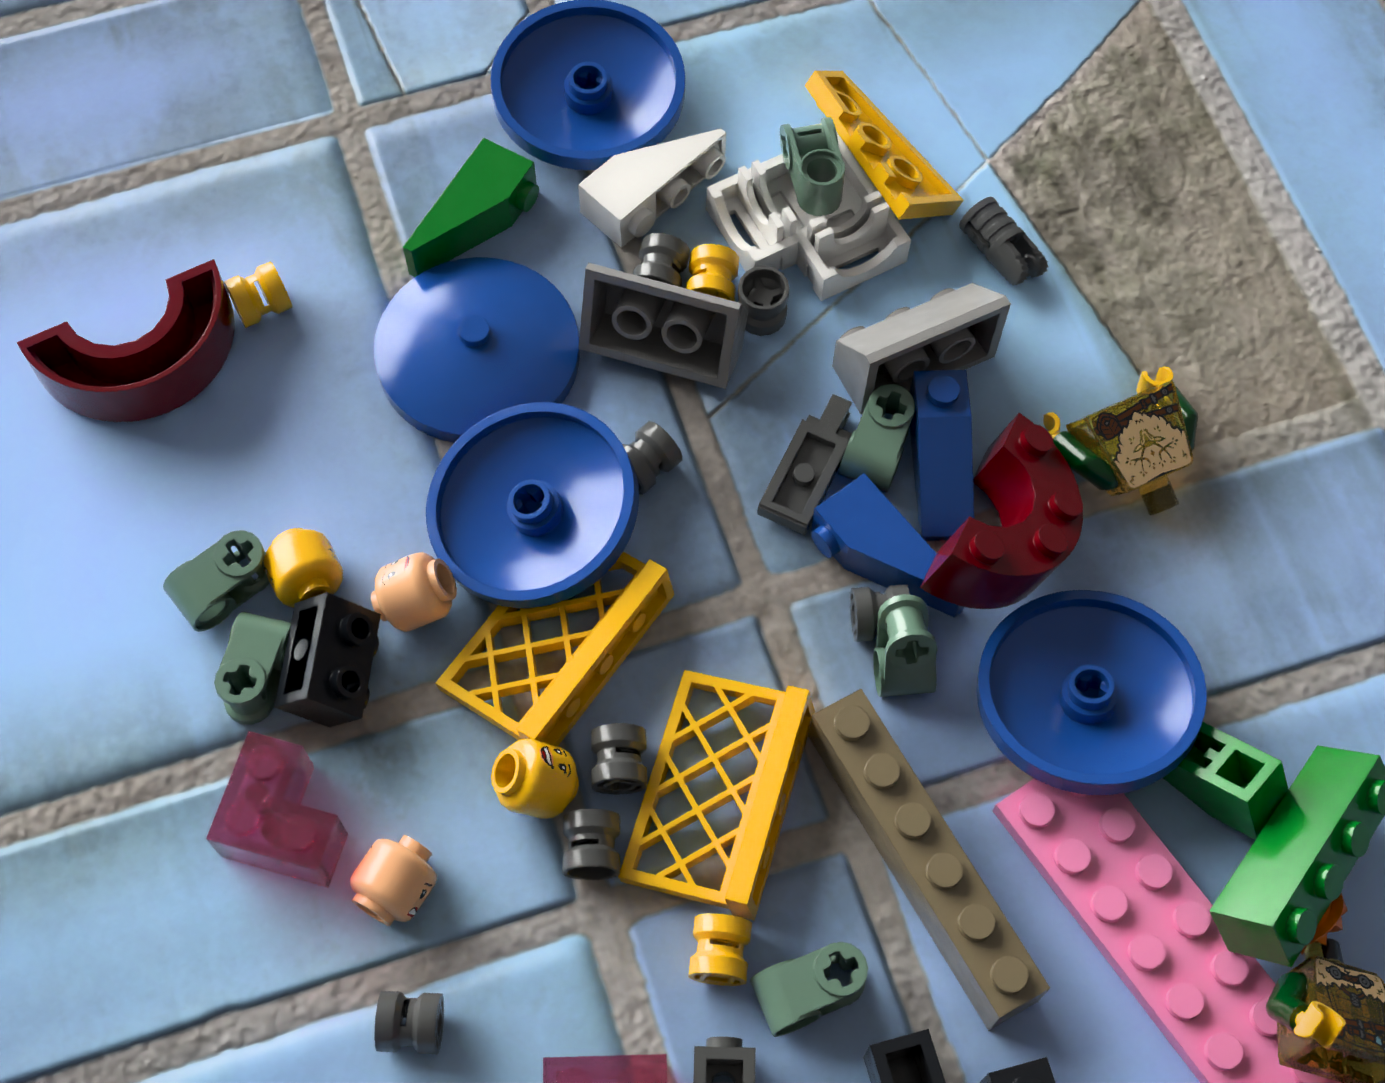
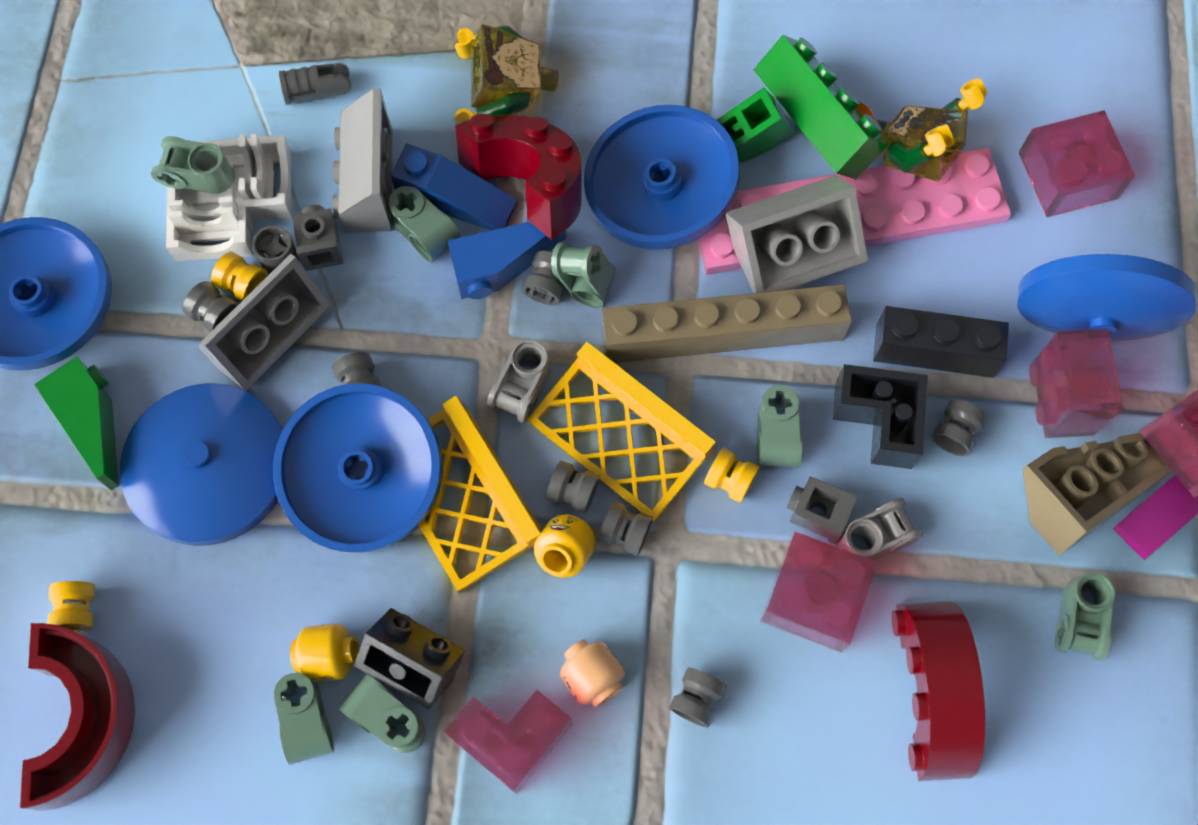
camera: 65 degrees left, 5 degrees up
(413, 591) = (384, 577): light nougat head -> none
(644, 183) = (134, 291): white slope -> none
(724, 638) = (517, 388): none -> light grey piece
(798, 348) = (317, 238): none -> dark grey brick
(807, 468) = (419, 277): dark grey hinge -> none
(886, 156) = (201, 122): yellow wing -> none
(1091, 898) = (798, 235): none -> light grey slope

